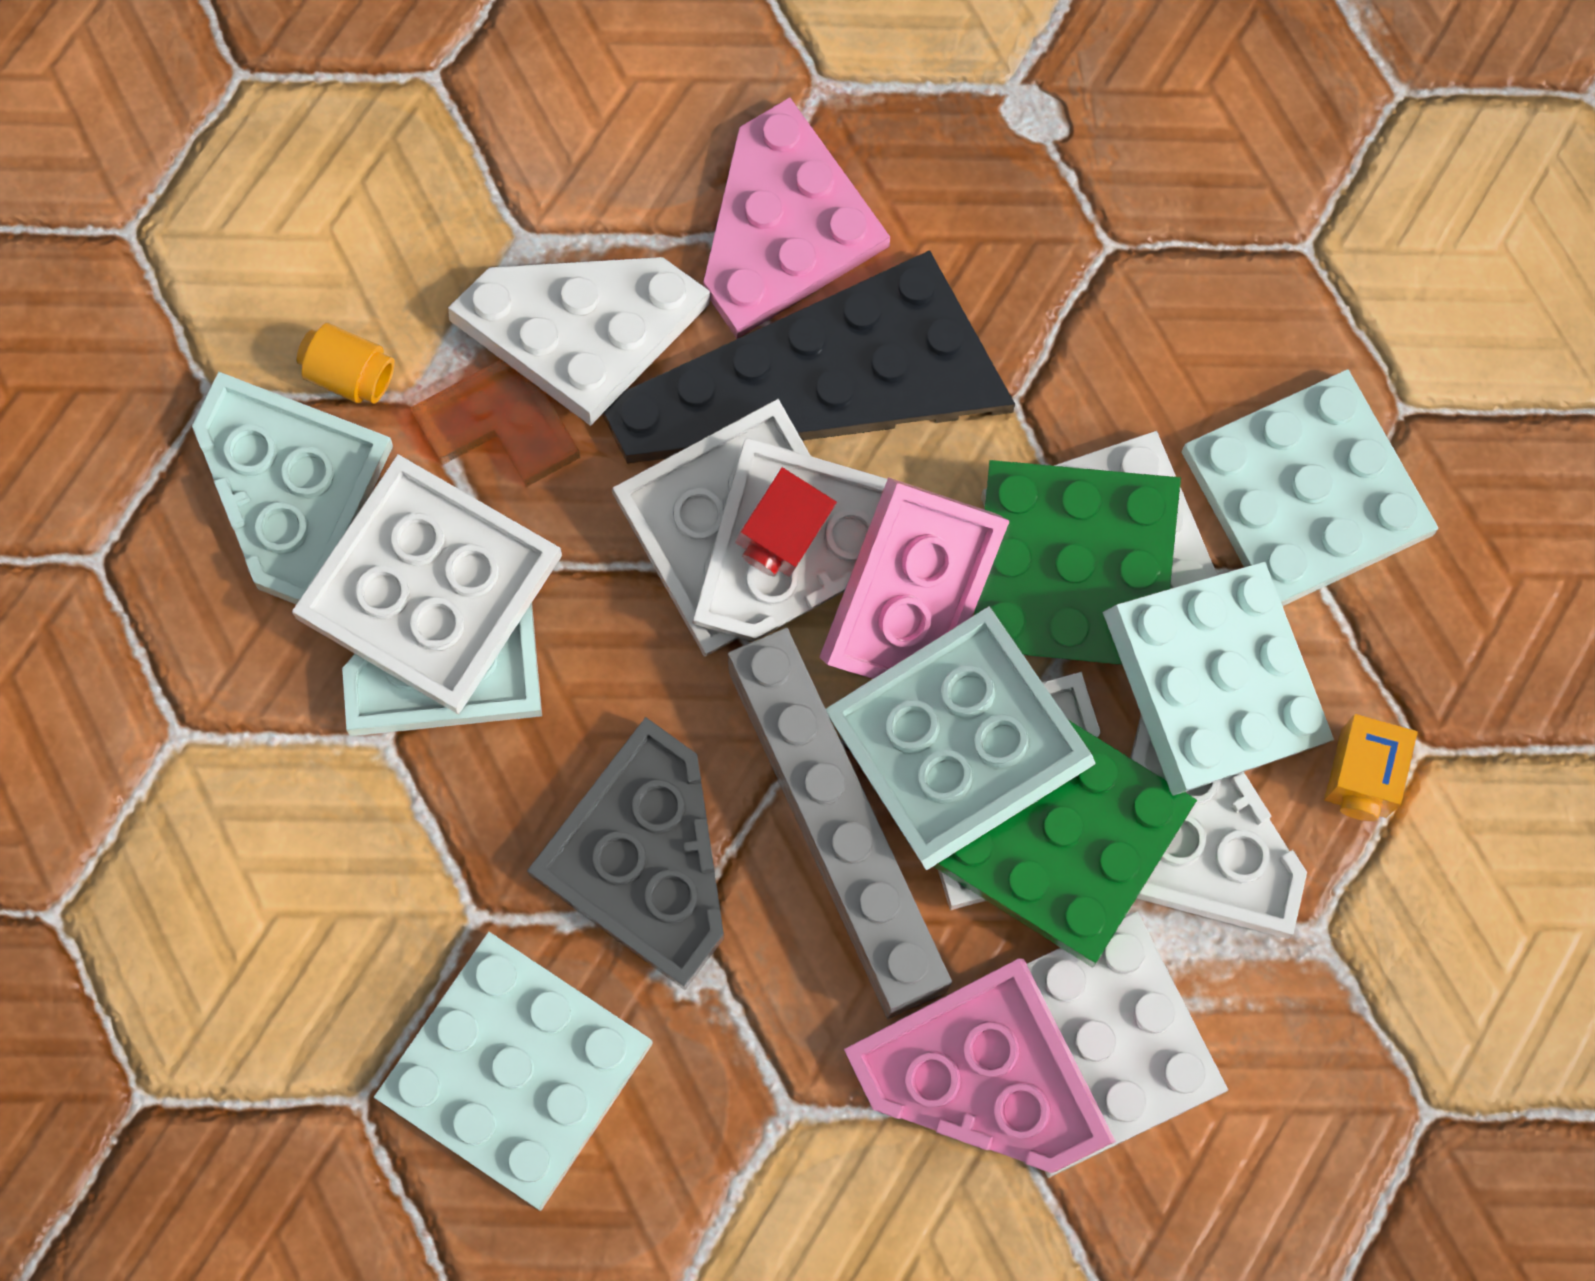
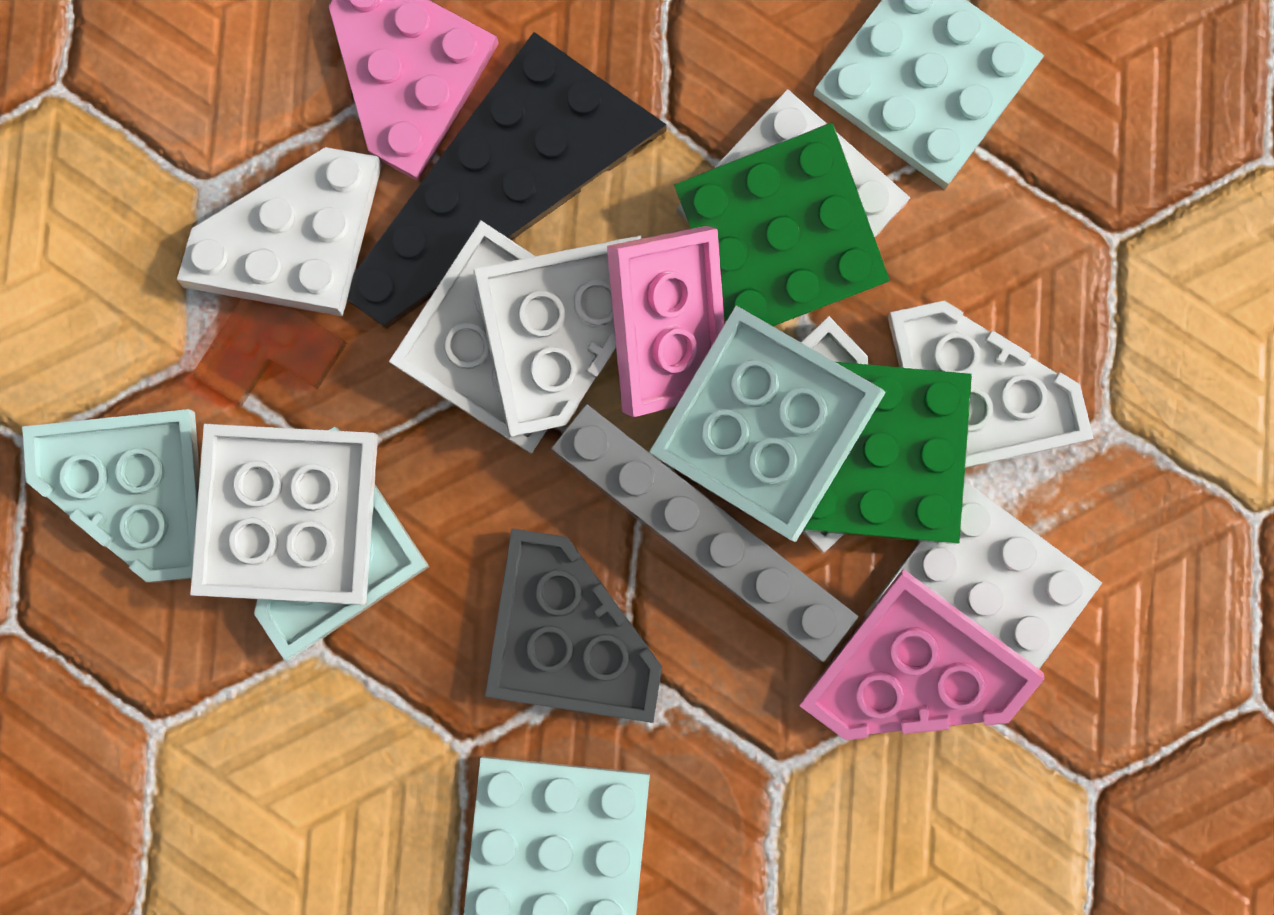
camera: 20 degrees left, 10 degrees up
(345, 364) = (119, 367): light orange brick -> none
(784, 524) = (543, 326): red brick -> none
(1218, 677) = (938, 268): light aqua plate -> none
(1370, 768) = (1087, 276): light orange brick -> none

